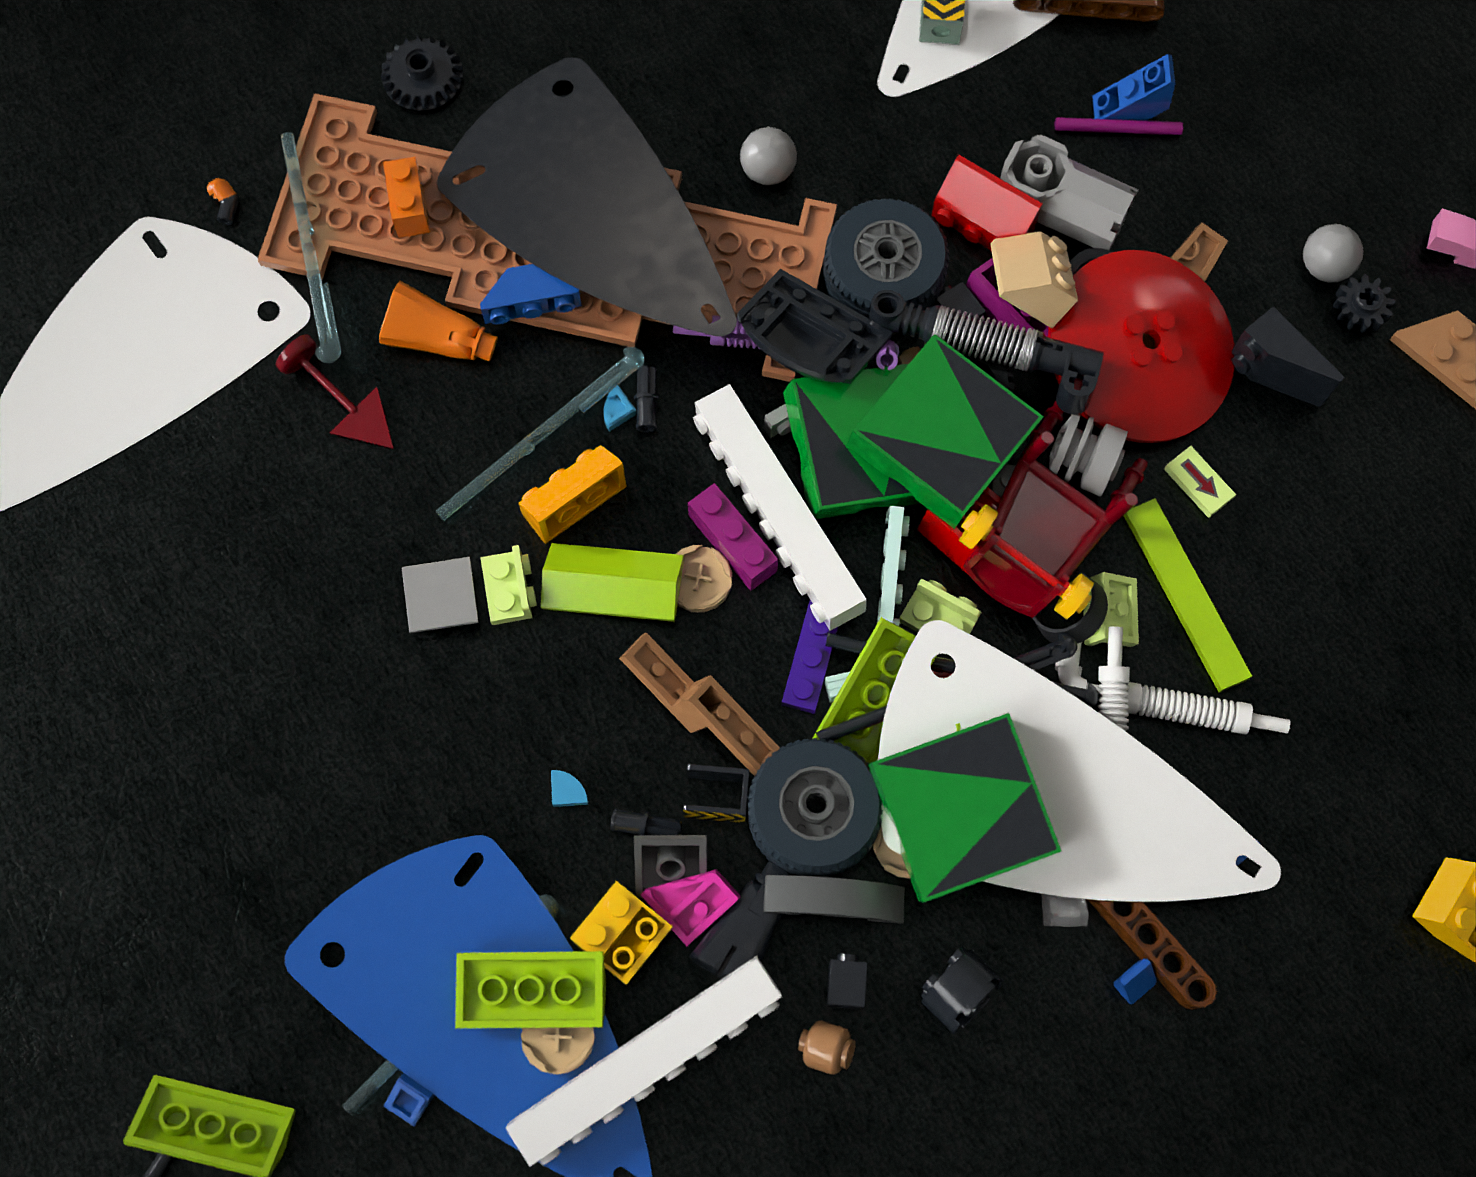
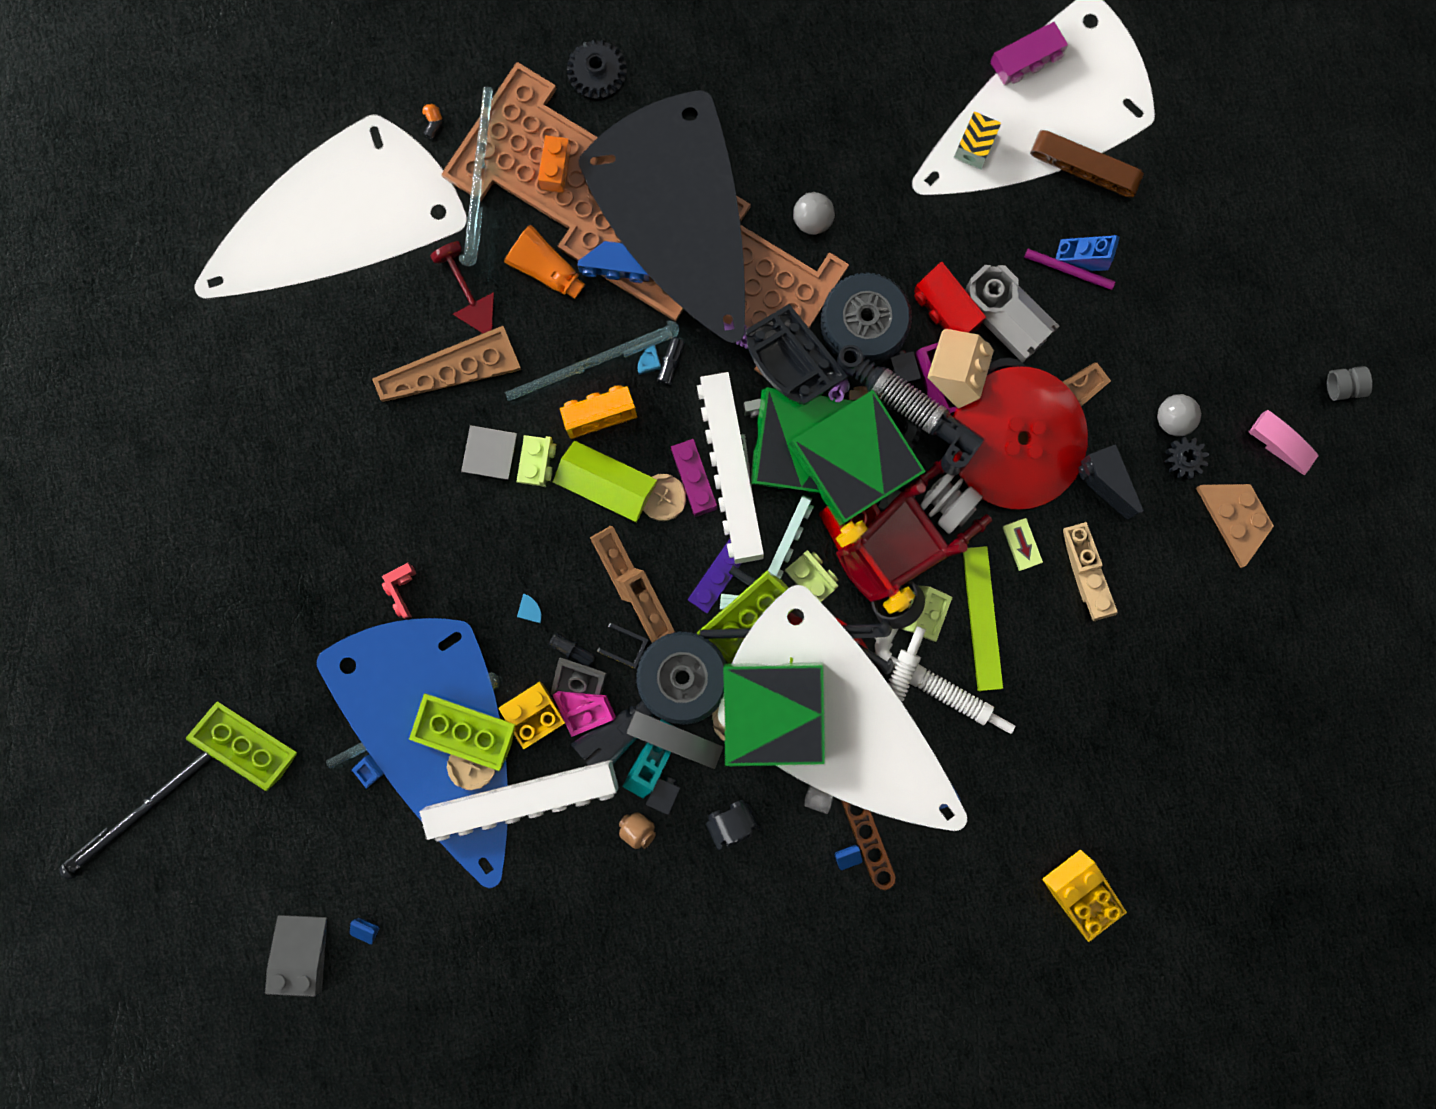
camera: 20 degrees right, 10 degrees up
(363, 491) = (462, 363): none -> medium nougat wing
(370, 803) = (398, 576): none -> coral bracket
(810, 955) = (646, 769): none -> teal slope
(1297, 485) = (1088, 571): none -> tan slope

